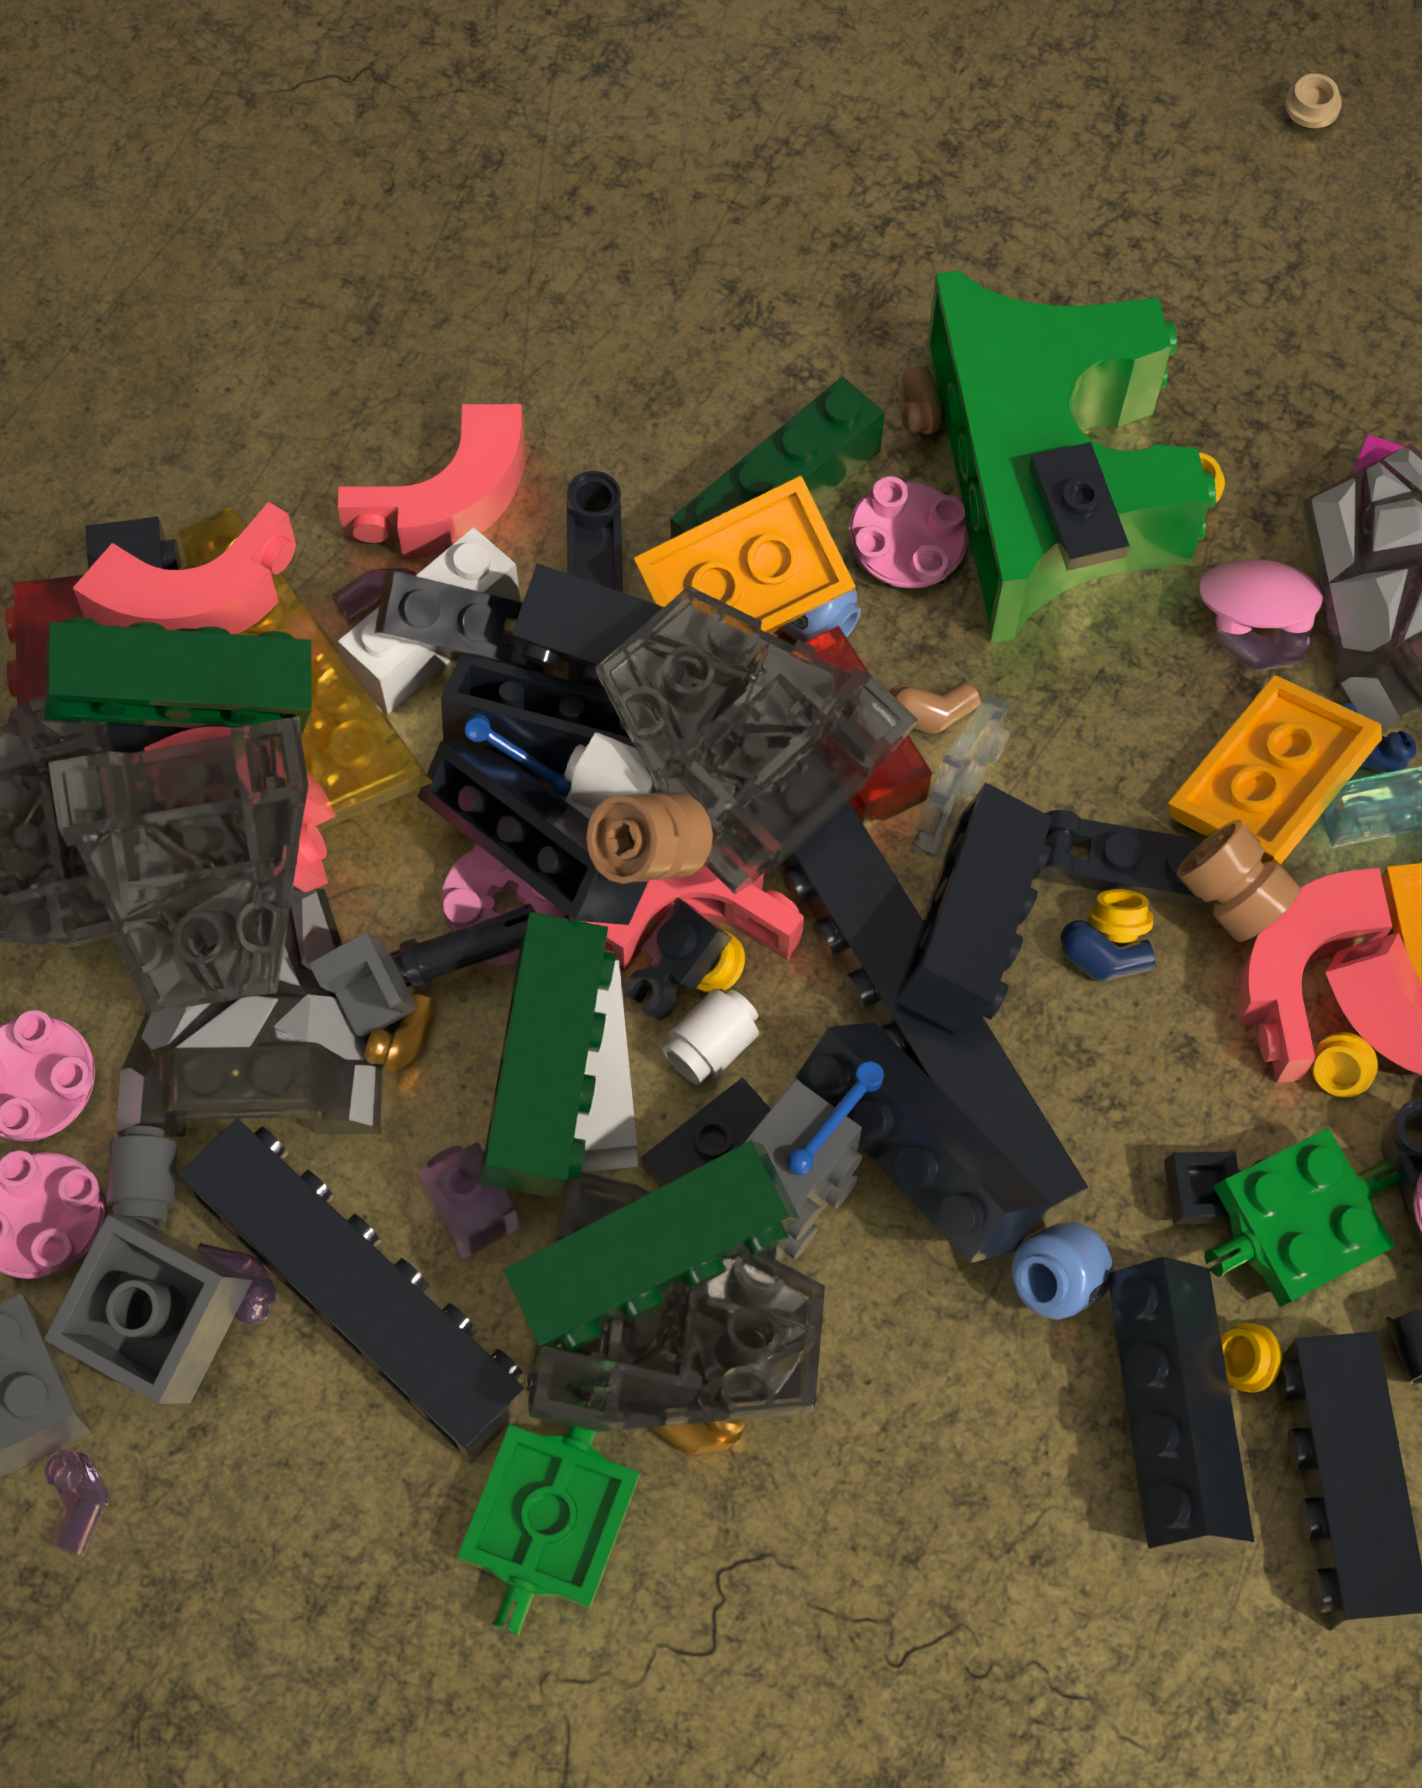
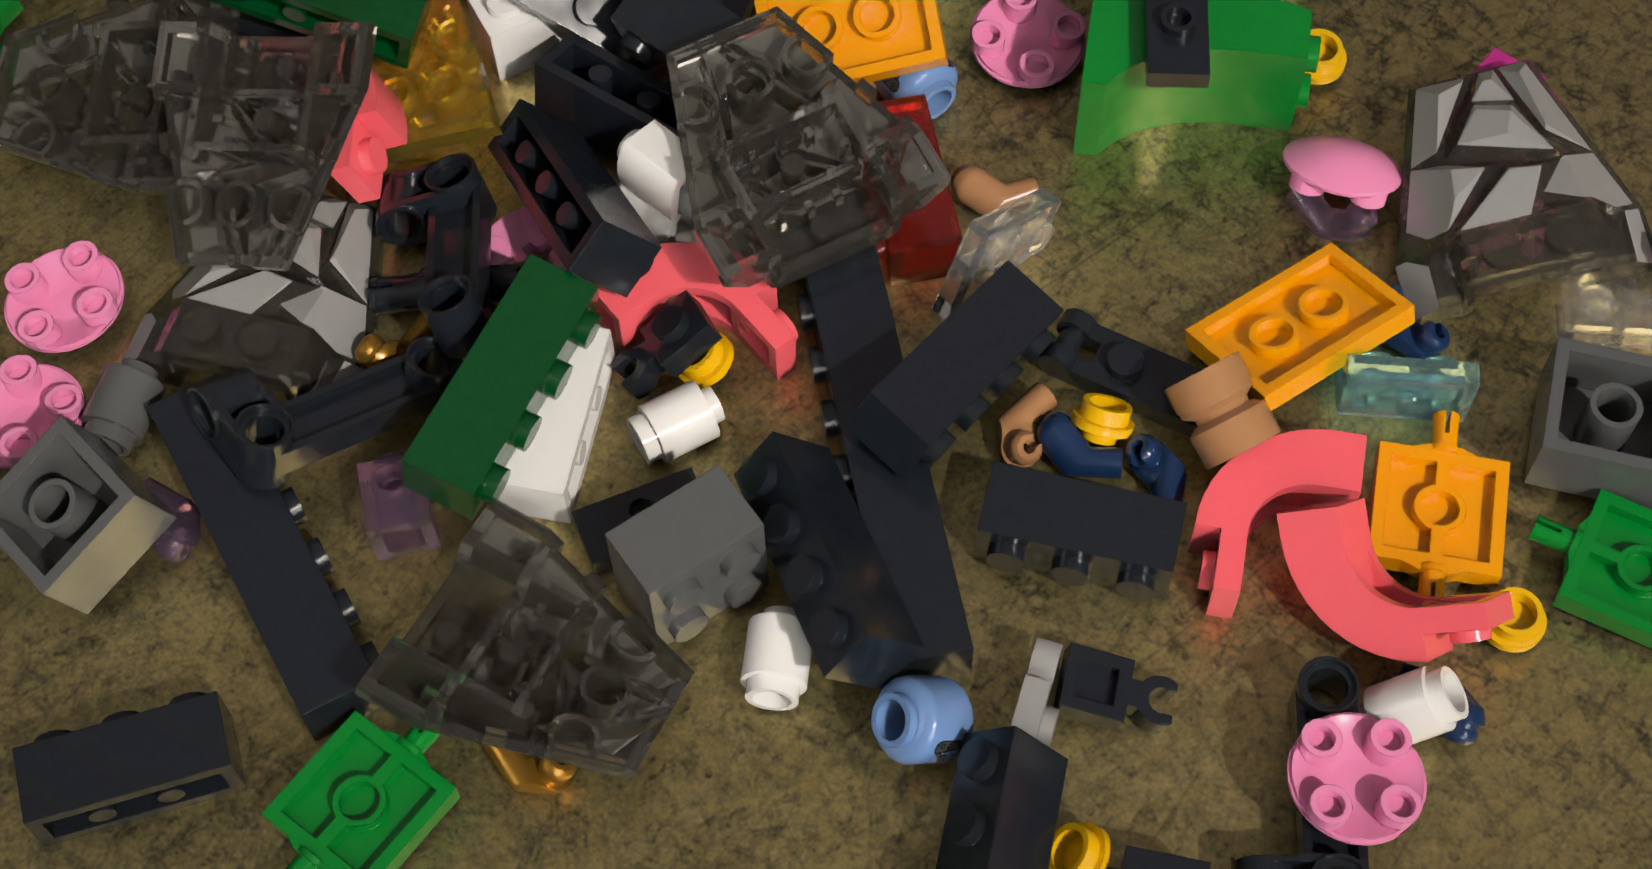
camera: 20 degrees right, 5 degrees down
(290, 1158) = (272, 438): none -> black piece
(303, 1549) = (128, 767): none -> black brick
(365, 983) = (378, 287): dark grey panel -> none
(406, 870) = (453, 212): none -> black piece
(478, 729) = (560, 98): blue hinge -> none
(649, 837) = (654, 208): medium nougat wheel -> none
(652, 1246) = (527, 573): dark green brick -> none
(869, 1079) = (786, 481): blue hinge -> none
(898, 1248) = (775, 660): none -> white brick
(1040, 948) = (1017, 427): none -> medium nougat arm
(1139, 1038) = (1079, 531): none -> black brick
(1156, 1228) = (1032, 708): none -> light grey plate
(1193, 956) = (1156, 466): none -> dark blue arm
(1302, 1217) = (1179, 739): green plate -> none
(1344, 1064) = (1274, 612): yellow plate -> none

